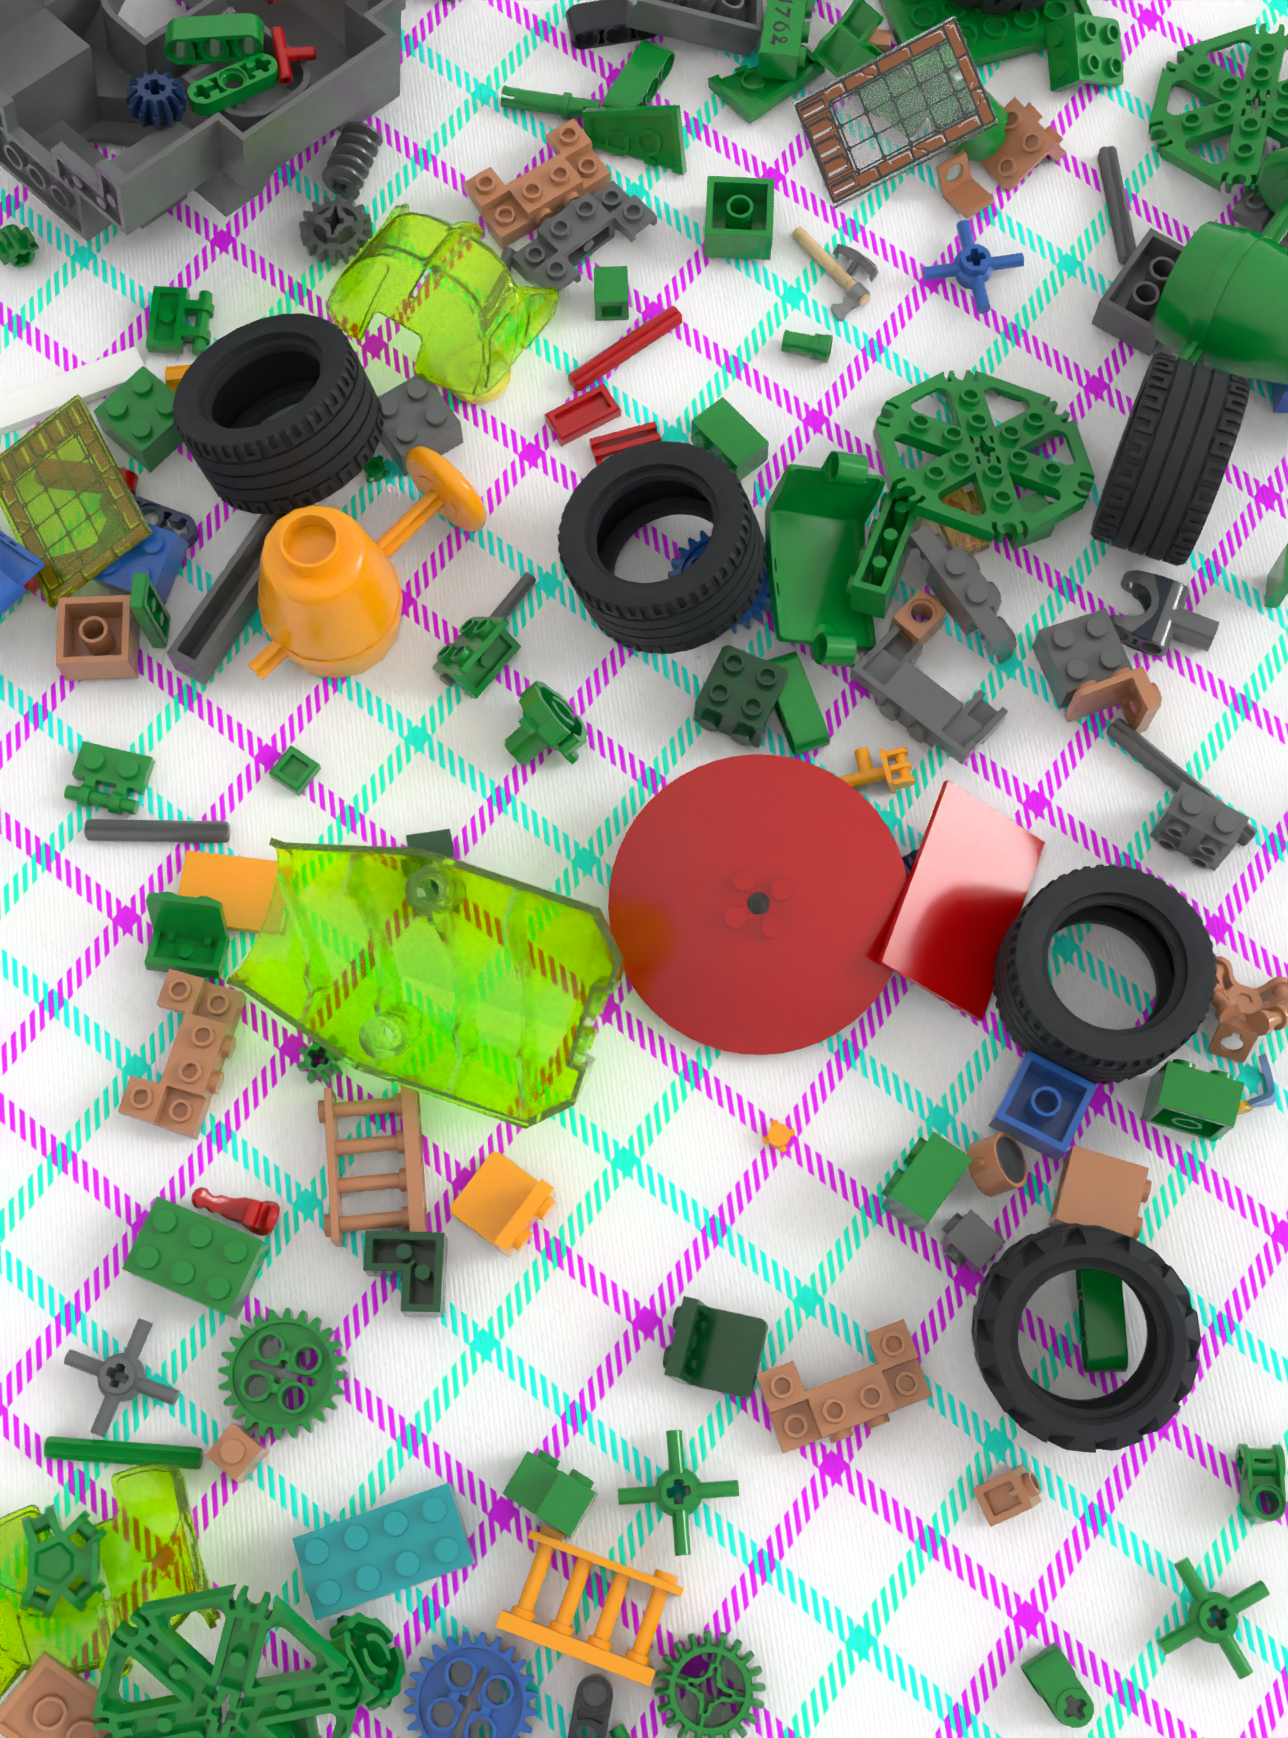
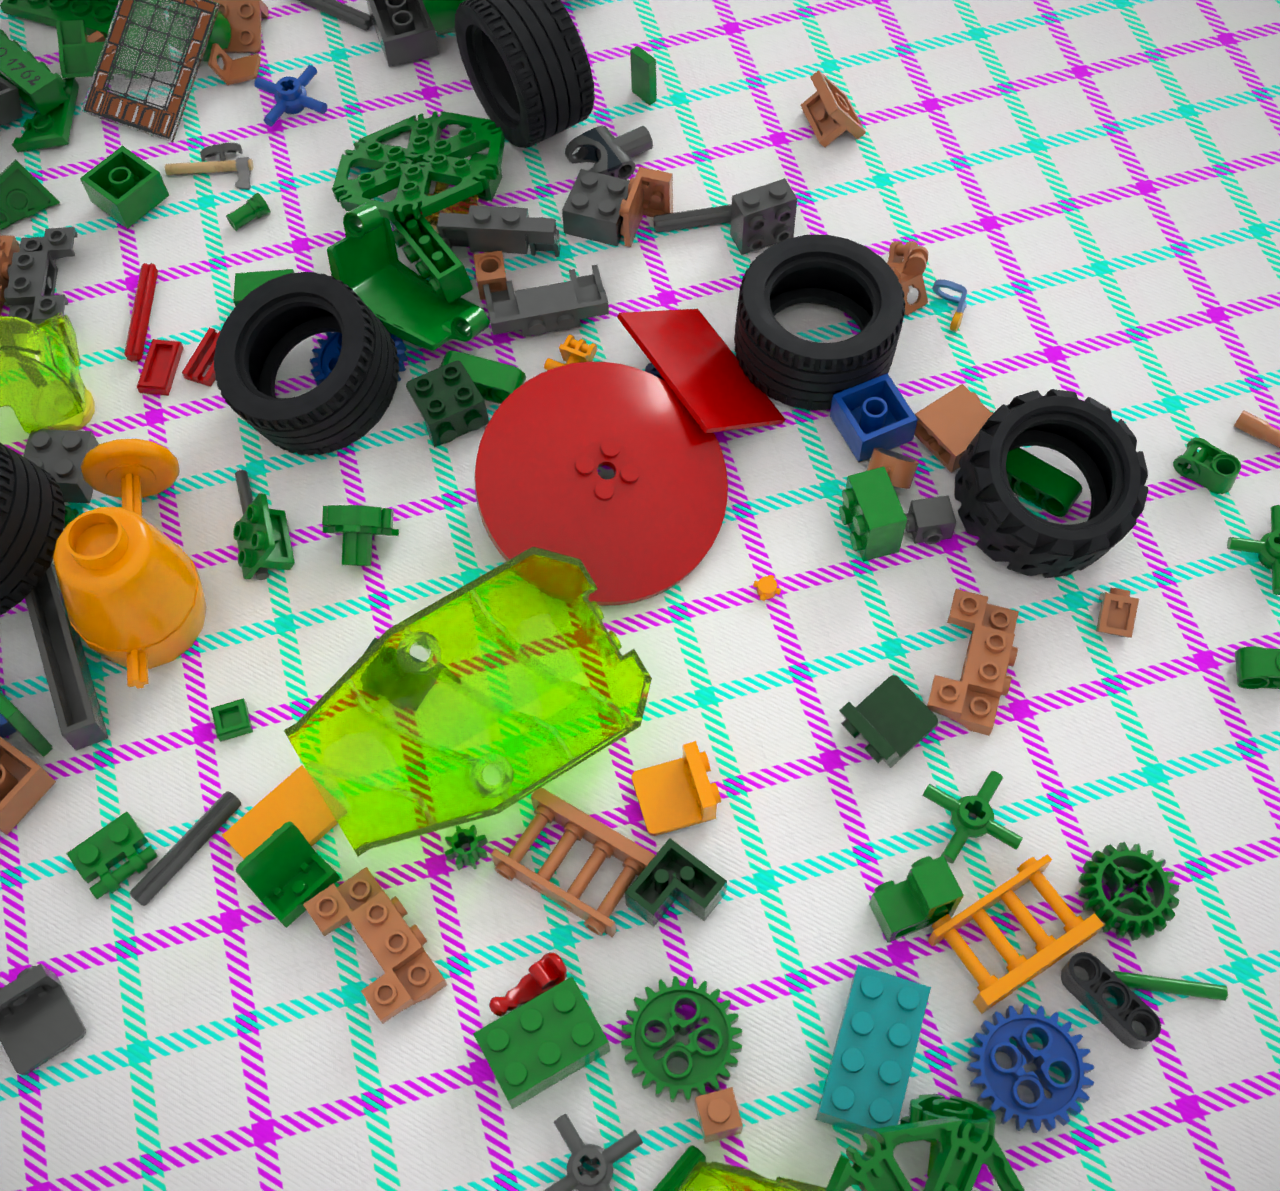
camera: 50 degrees left, 10 degrees down
(611, 293) = (98, 289): green panel -> none
(1192, 1100) = (936, 334): green brick -> none

